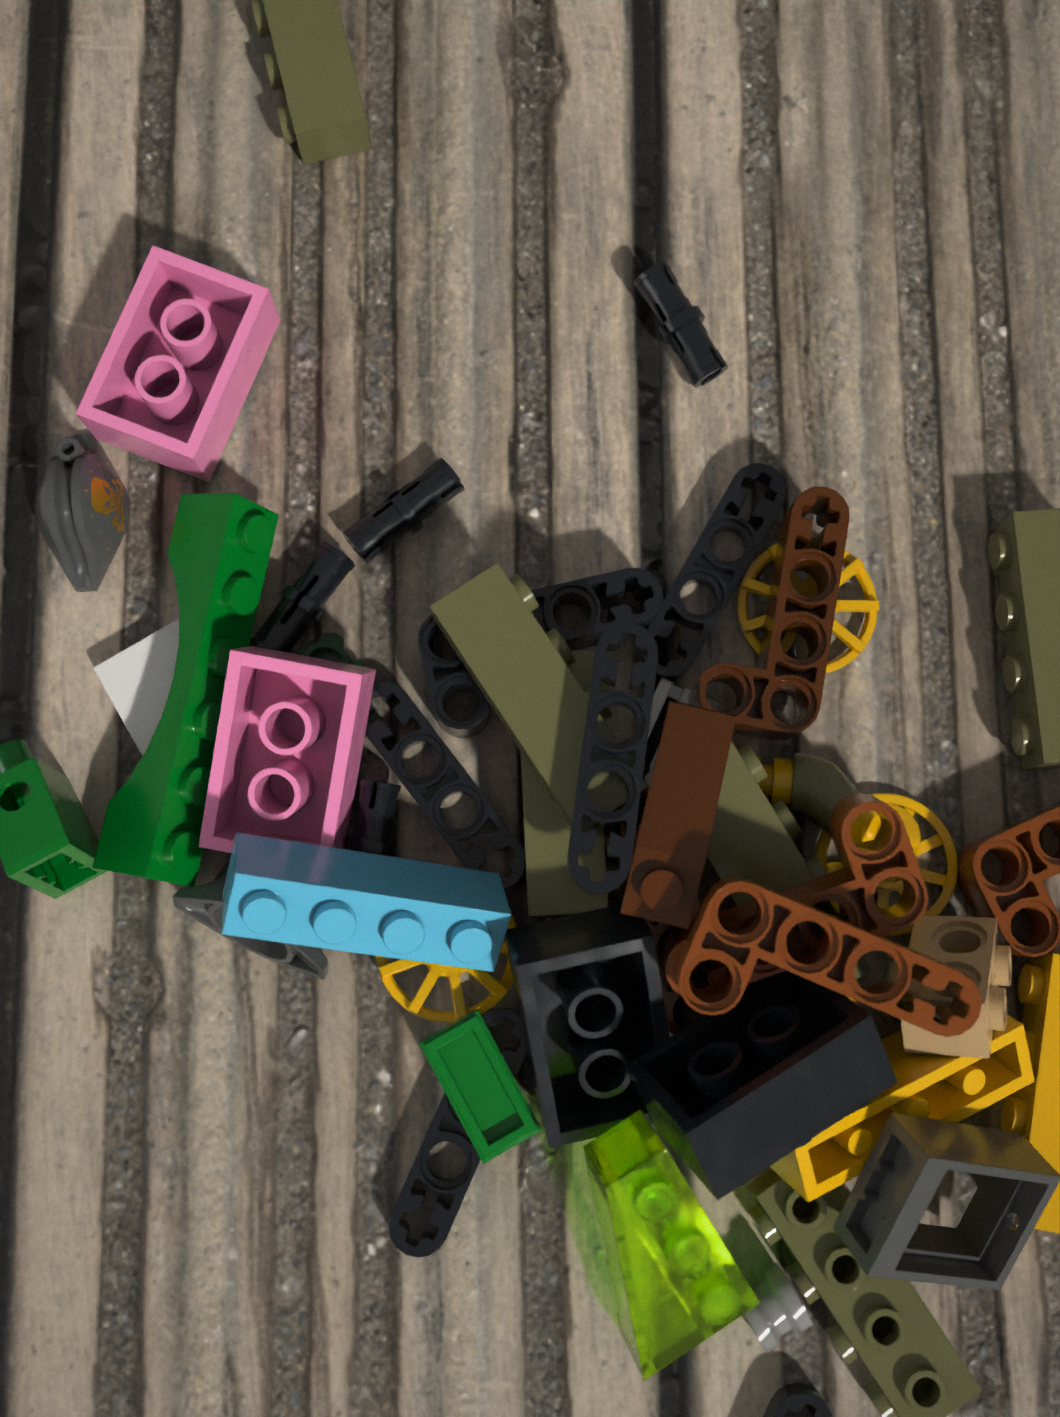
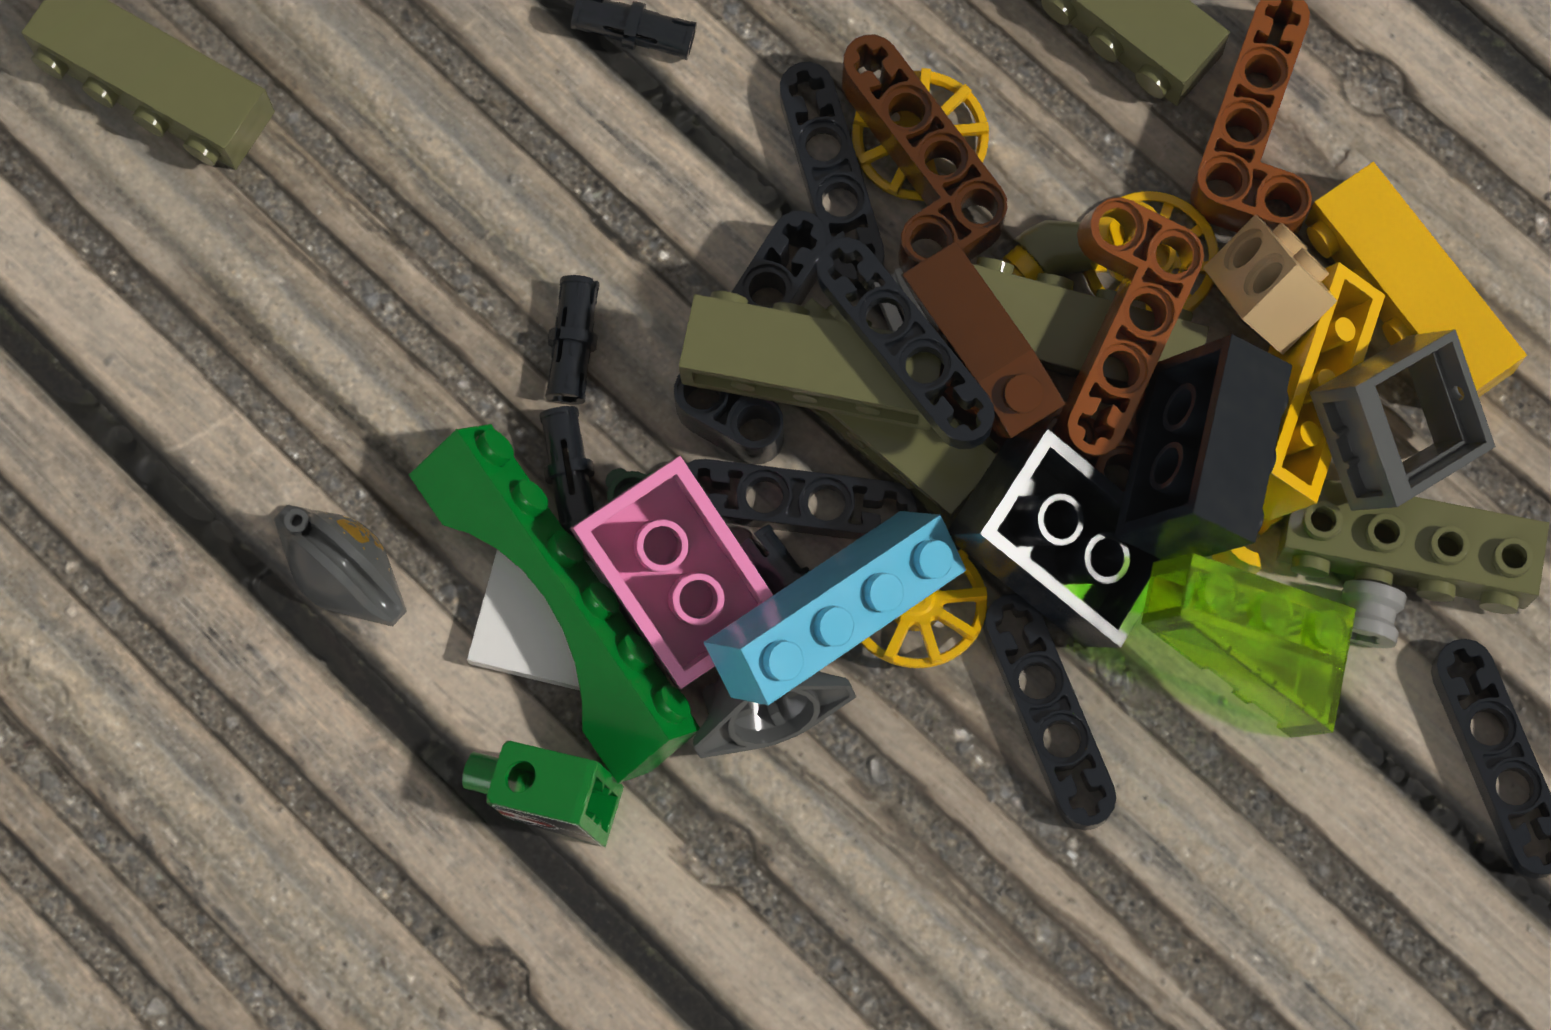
camera: 40 degrees left, 5 degrees down
(180, 363) = (311, 387): bright pink brick -> none
(480, 1086) = (1032, 662): green tile -> none
(830, 966) = (1178, 333): dark orange beam -> none

